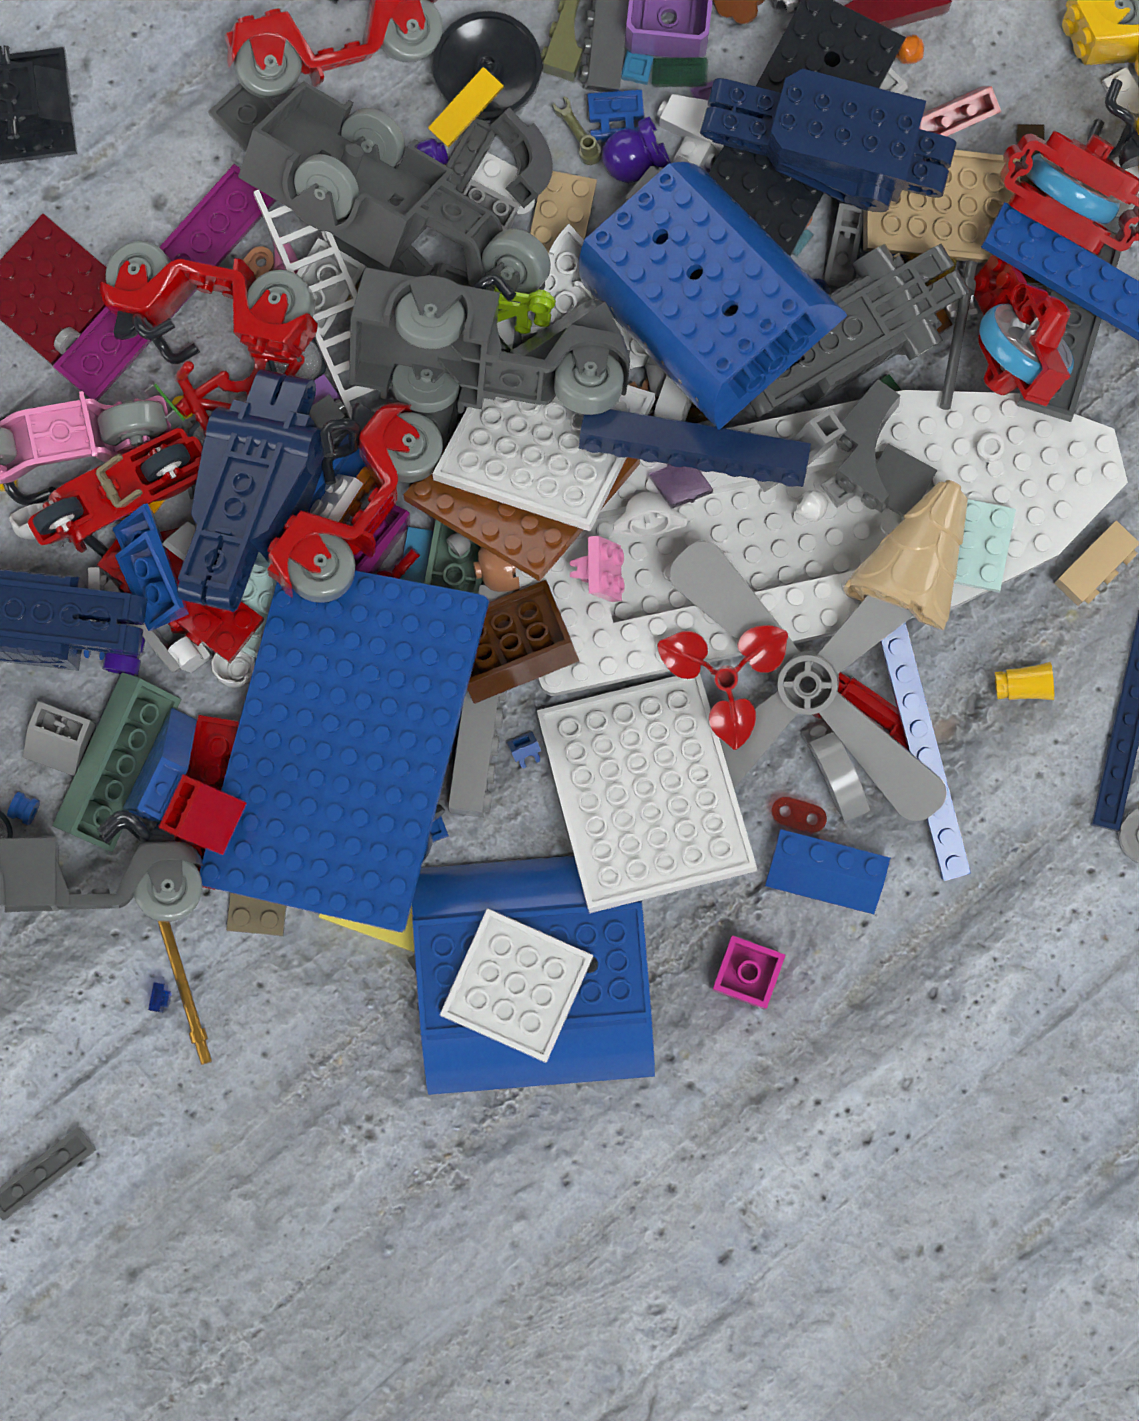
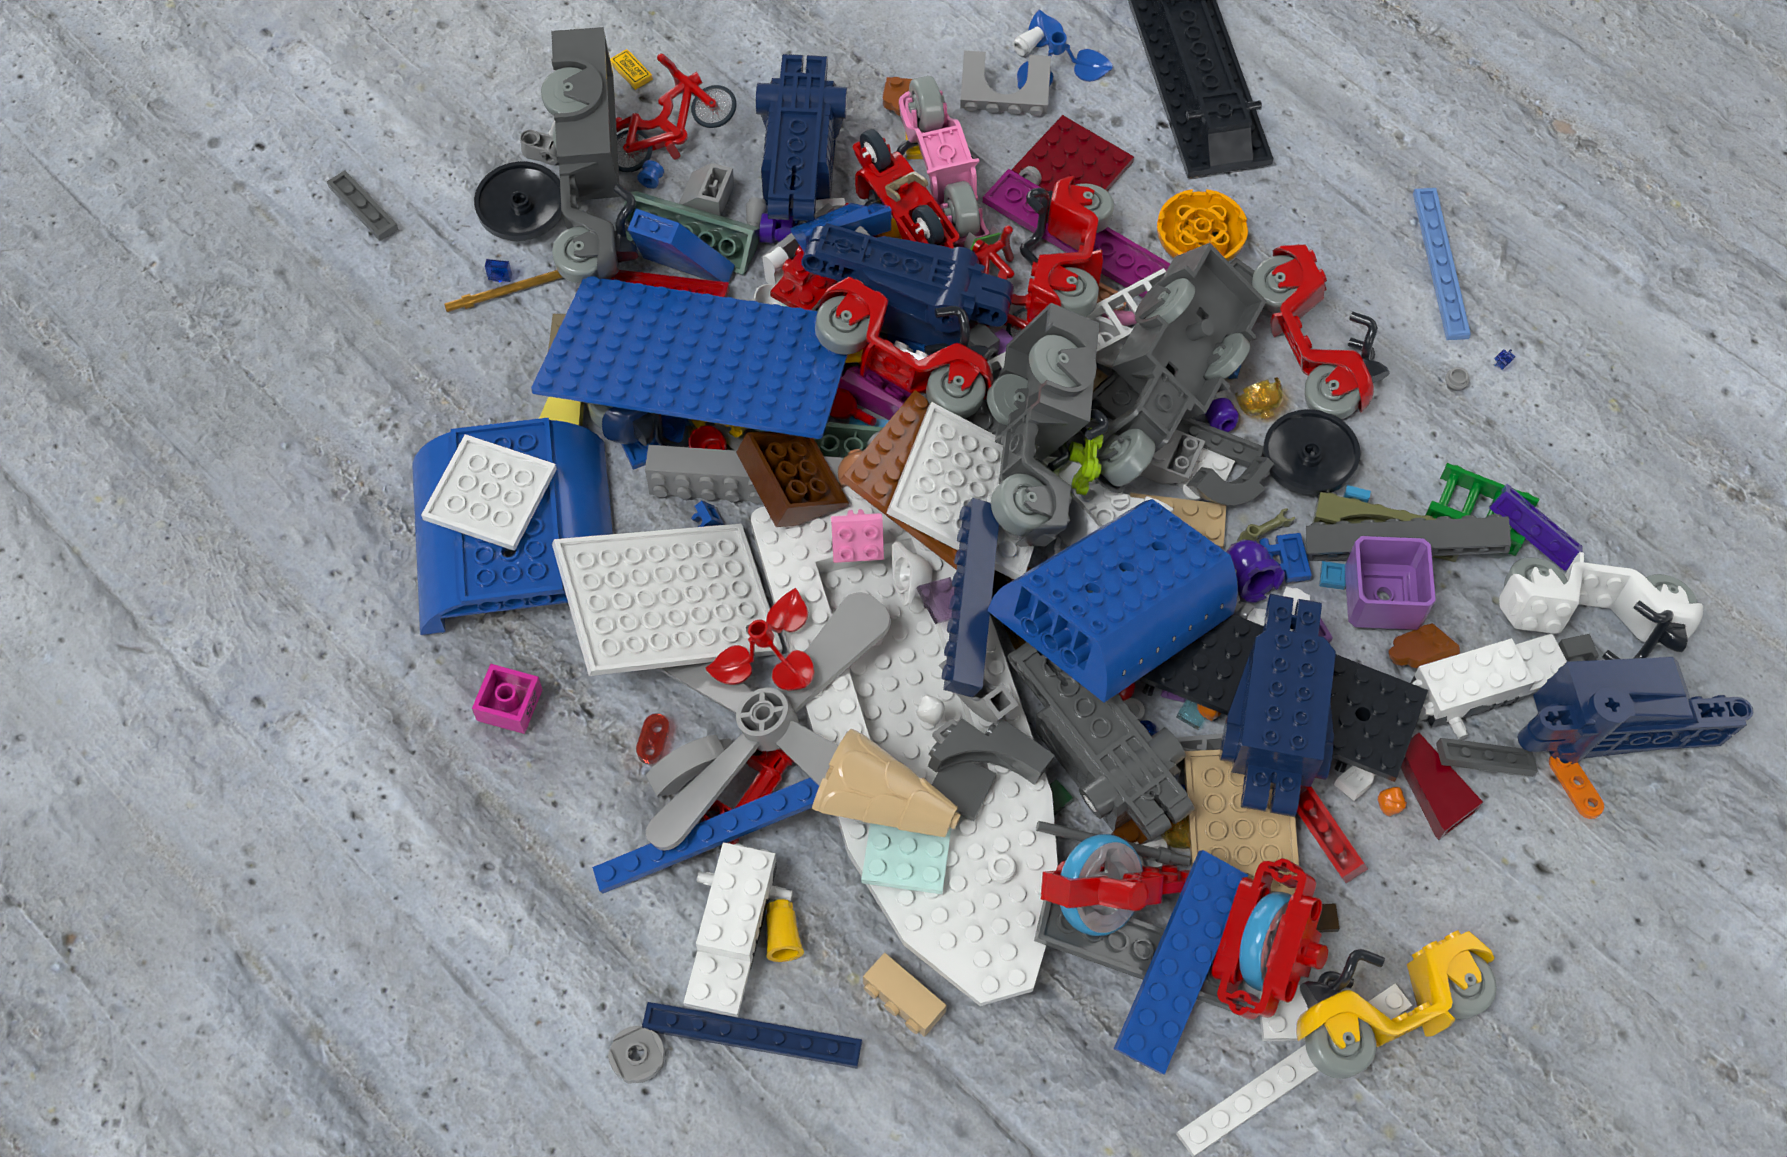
camera: 85 degrees right, 20 degrees down
(57, 971) = (519, 201): none -> black dish
(95, 680) = (754, 210): none -> light grey cone
(147, 122) = (1192, 217): none -> light orange brick
(202, 814) = (634, 259): red brick -> none
(410, 109) = (1261, 398): none -> clear yellow cylinder
(466, 107) = (1269, 433): yellow tile -> none
(542, 33) = (1358, 493): none -> dark azure tile
(680, 72) = (1334, 607): clear green tile -> none
(827, 871) = (602, 764): blue slope -> none
(1024, 732) = (731, 927): none -> white piece

